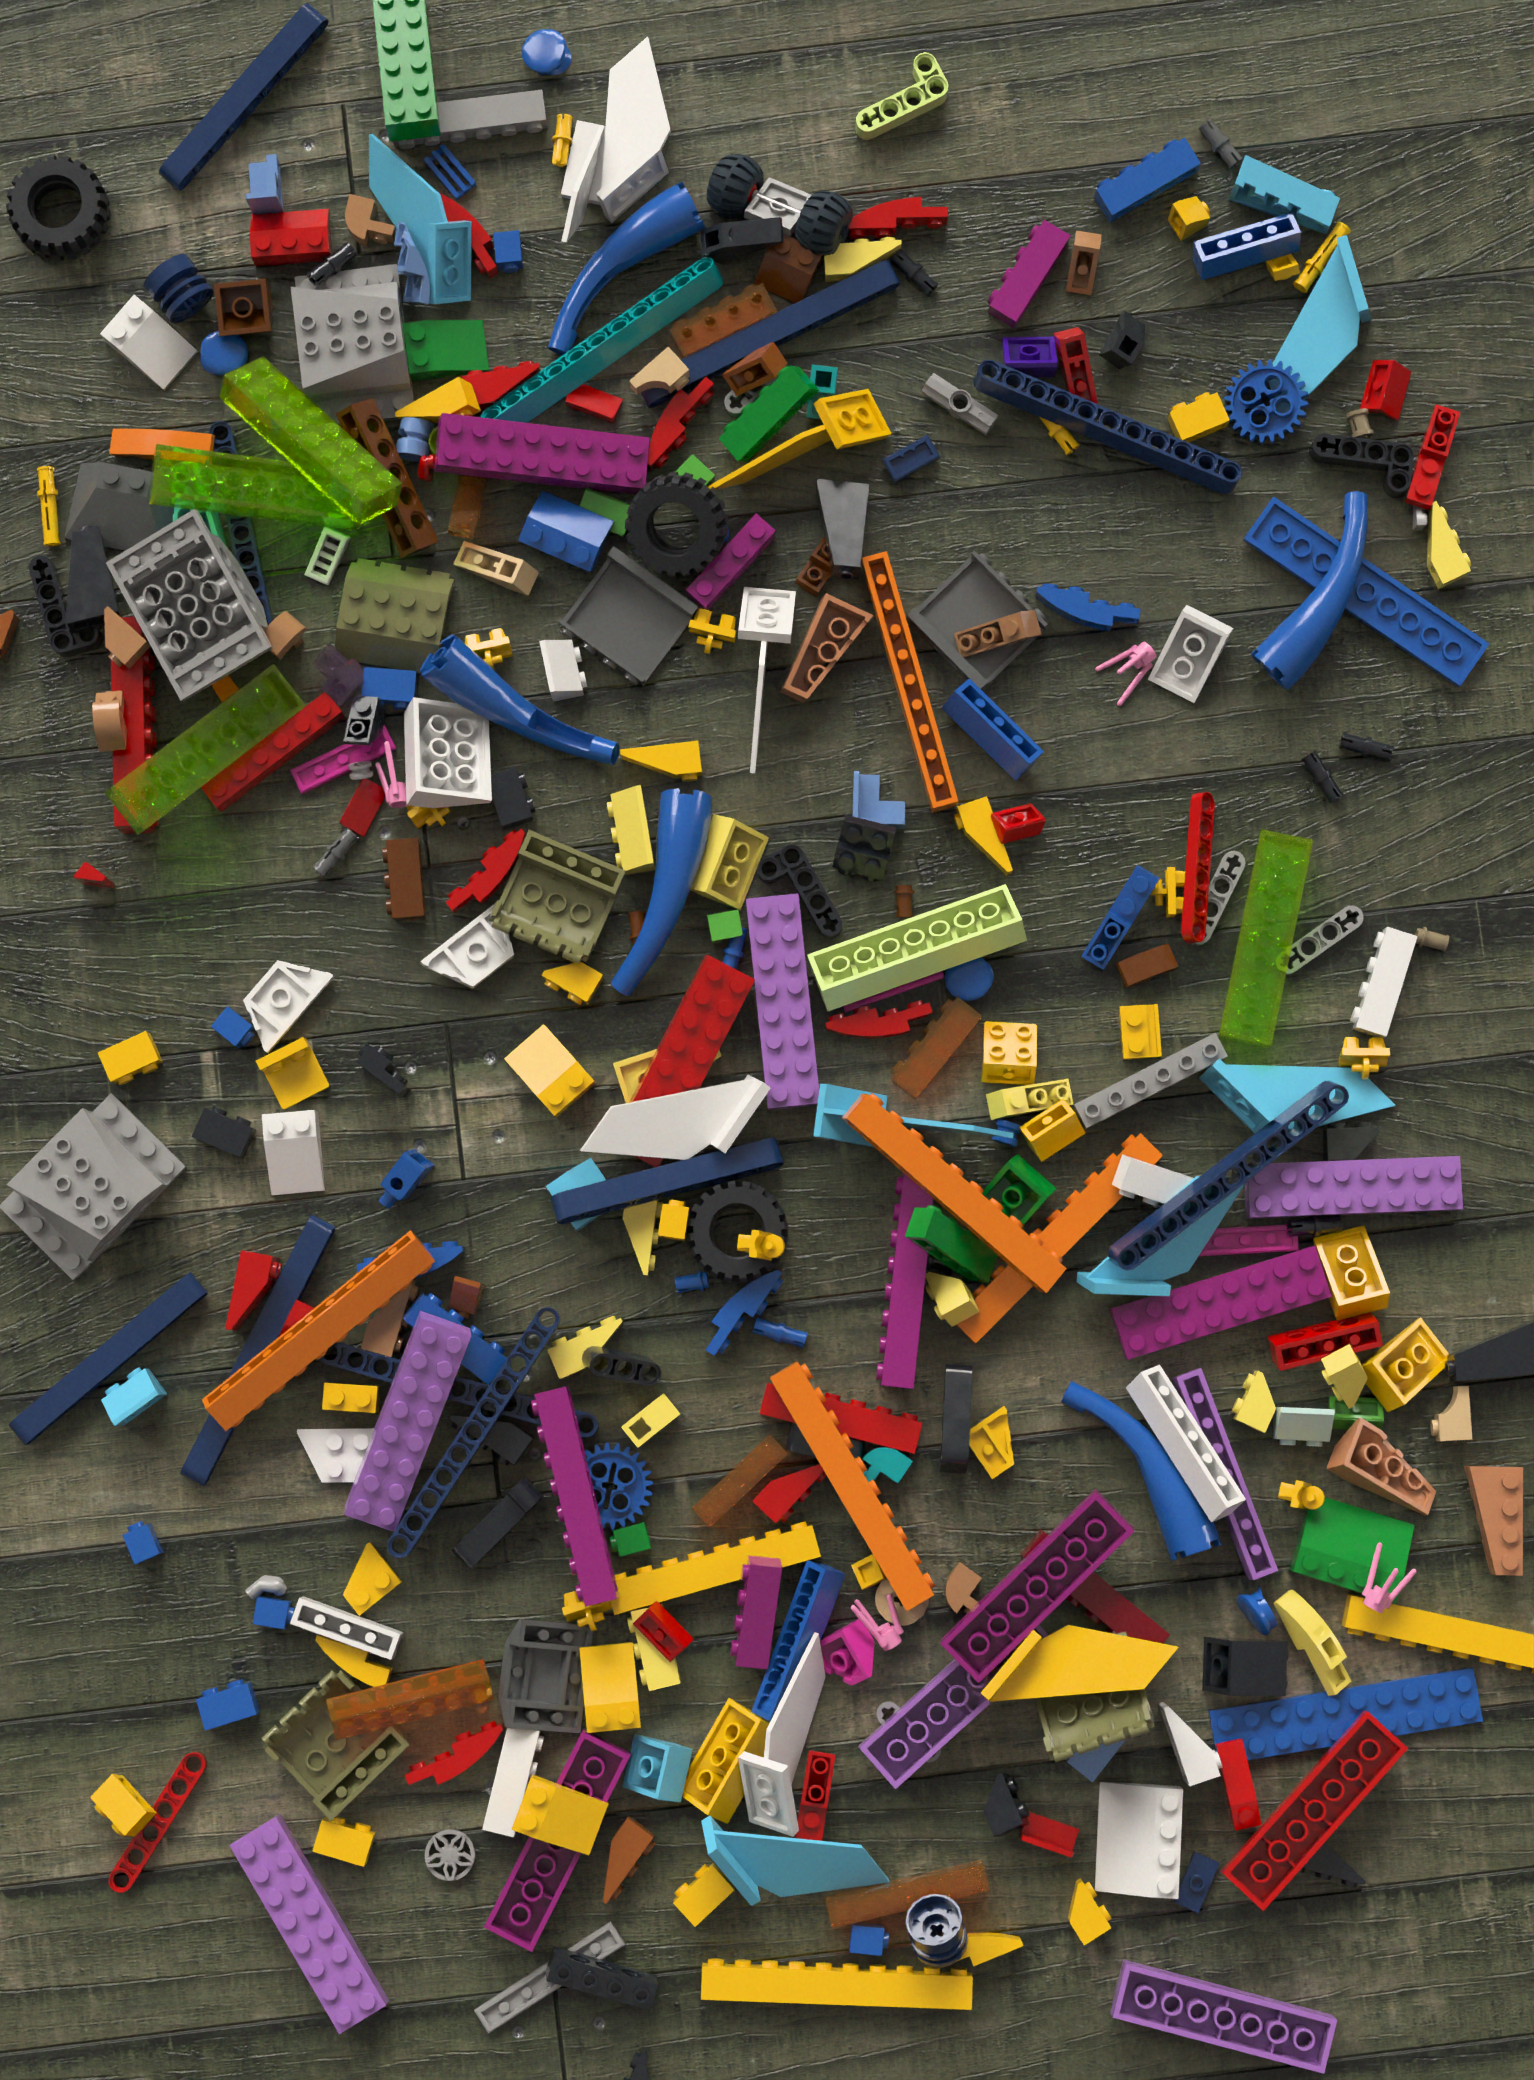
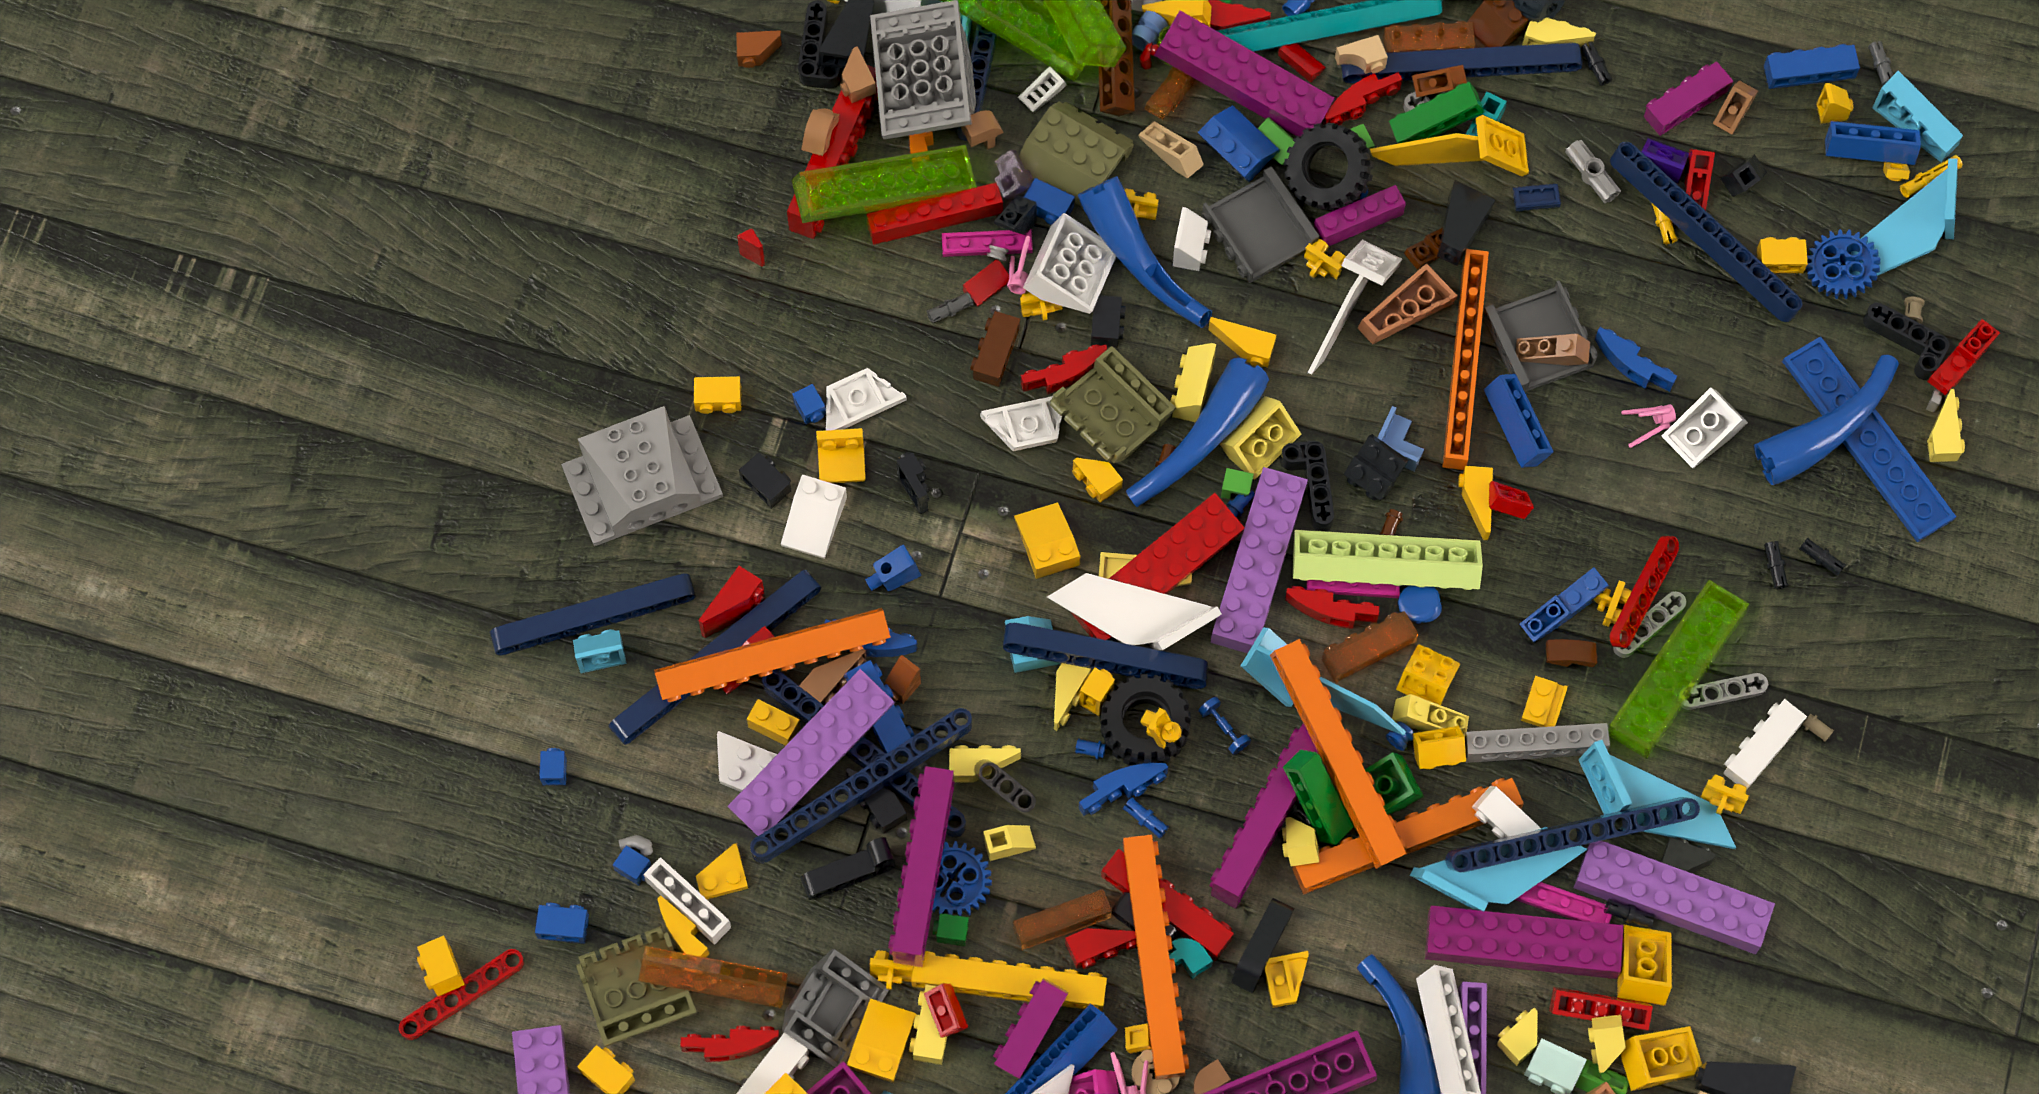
camera: 20 degrees right, 15 degrees down
(820, 1199) = (1210, 707): none -> blue wheel
(883, 218) = (1599, 14): red slope -> none
(1386, 388) = (1946, 292): red panel -> none

